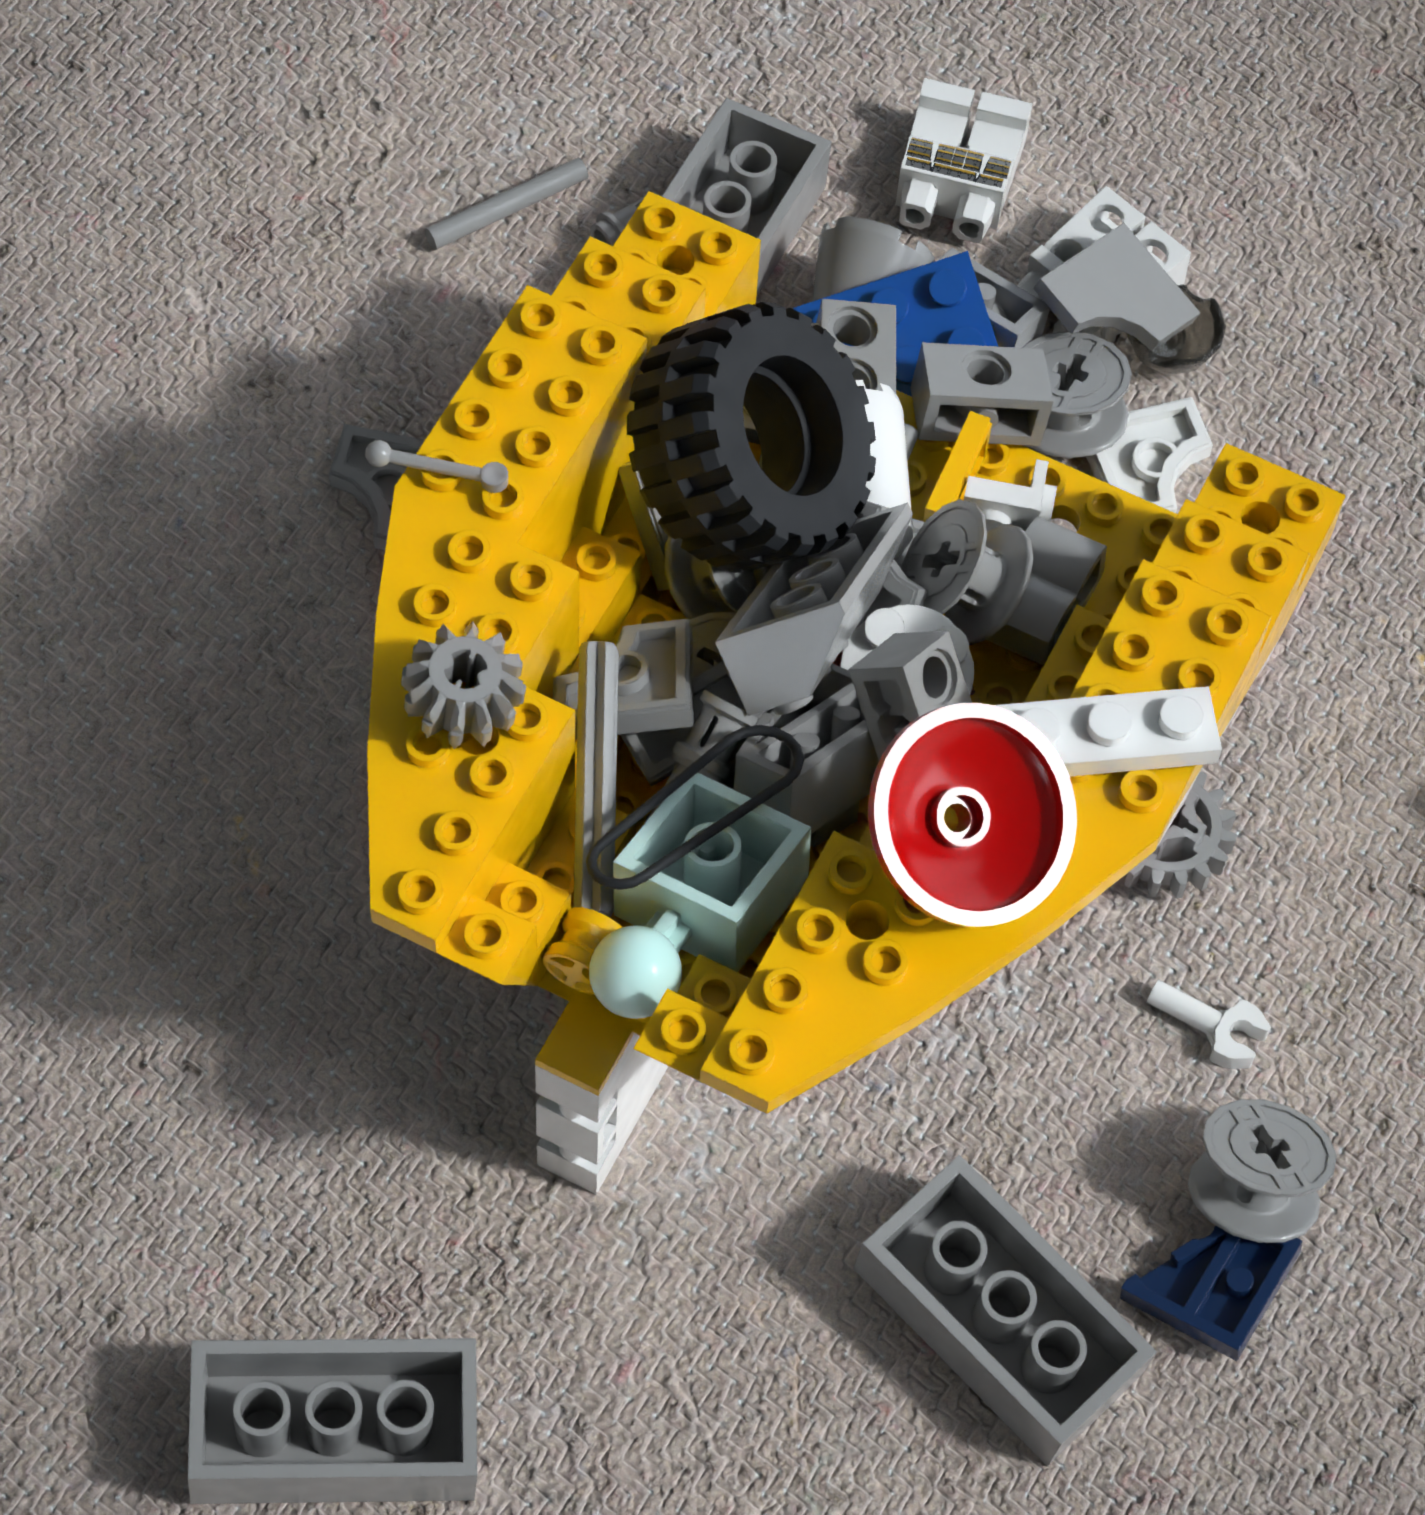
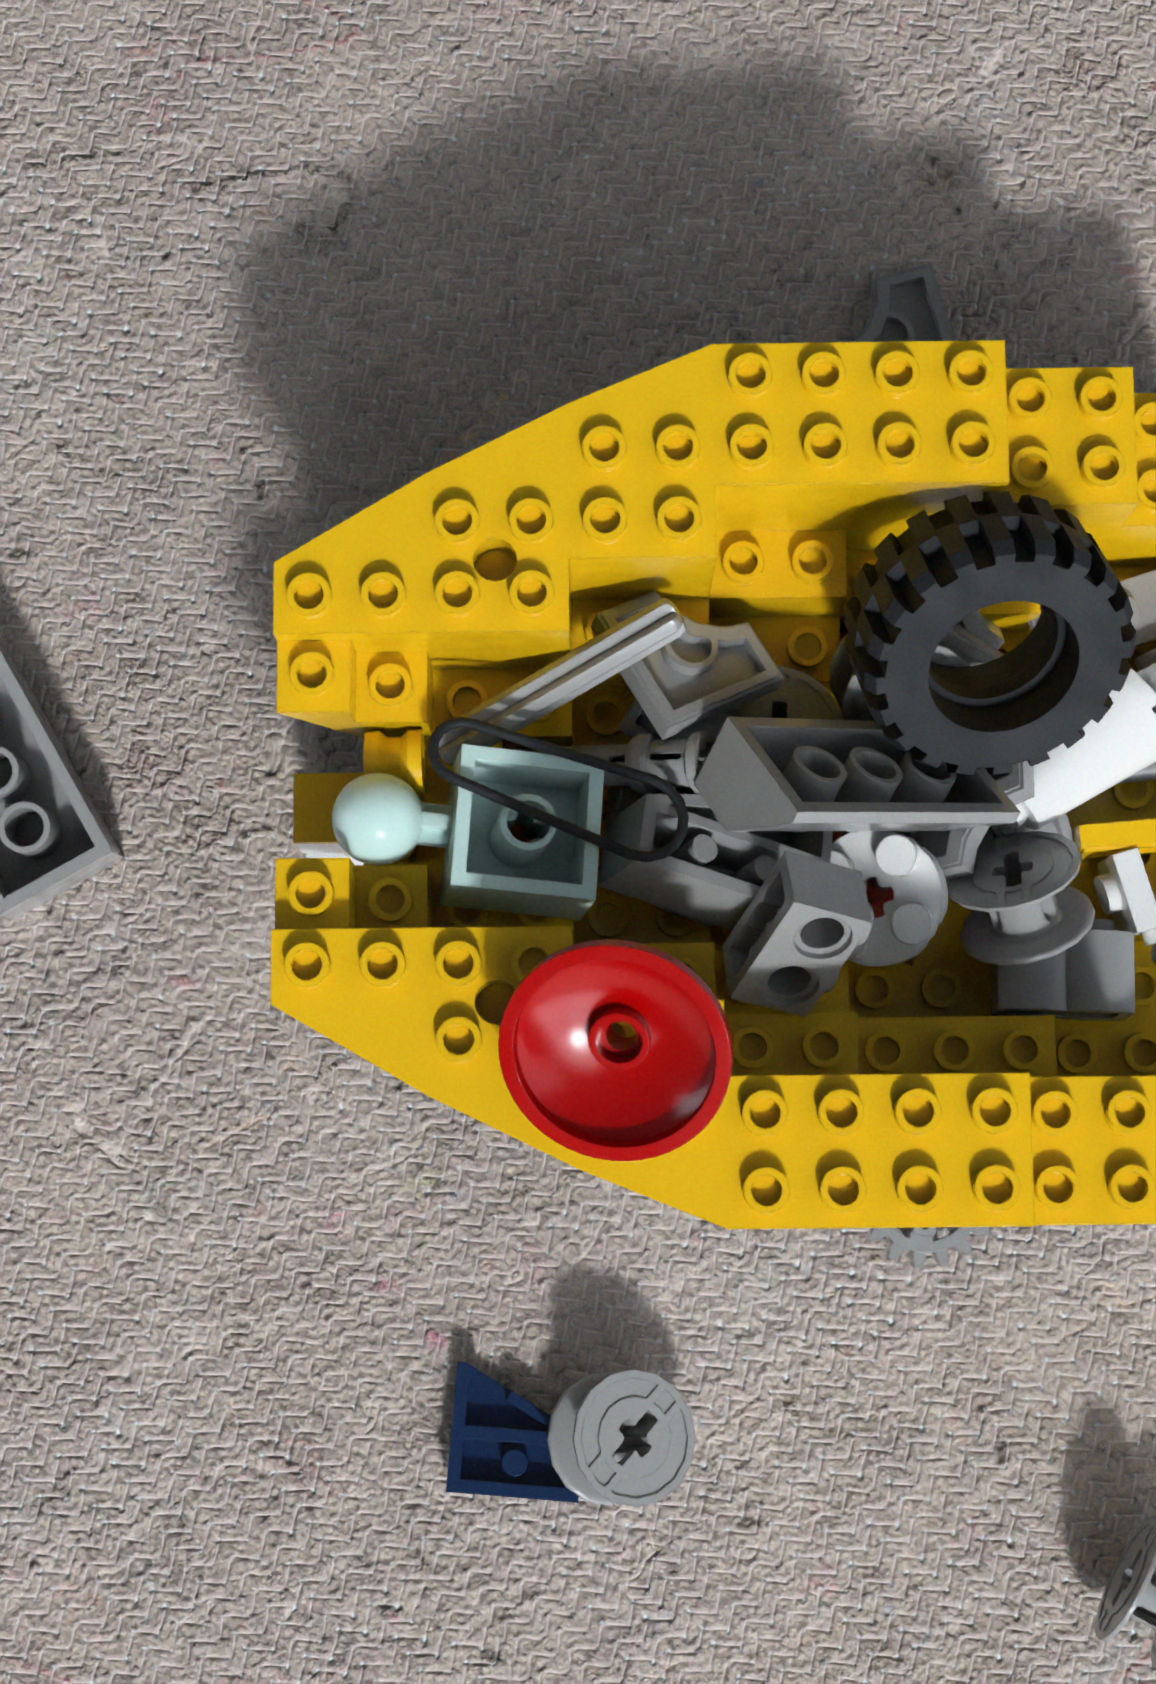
camera: 70 degrees right, 20 degrees up
(459, 661) = (512, 494): light grey gear -> none
(492, 475) = (762, 424): light grey hinge -> none
(1003, 1309) = (376, 1273): light grey brick -> none
(1128, 730) = (804, 1135): white plate -> none
(1215, 1023) = (760, 1323): white bar -> none

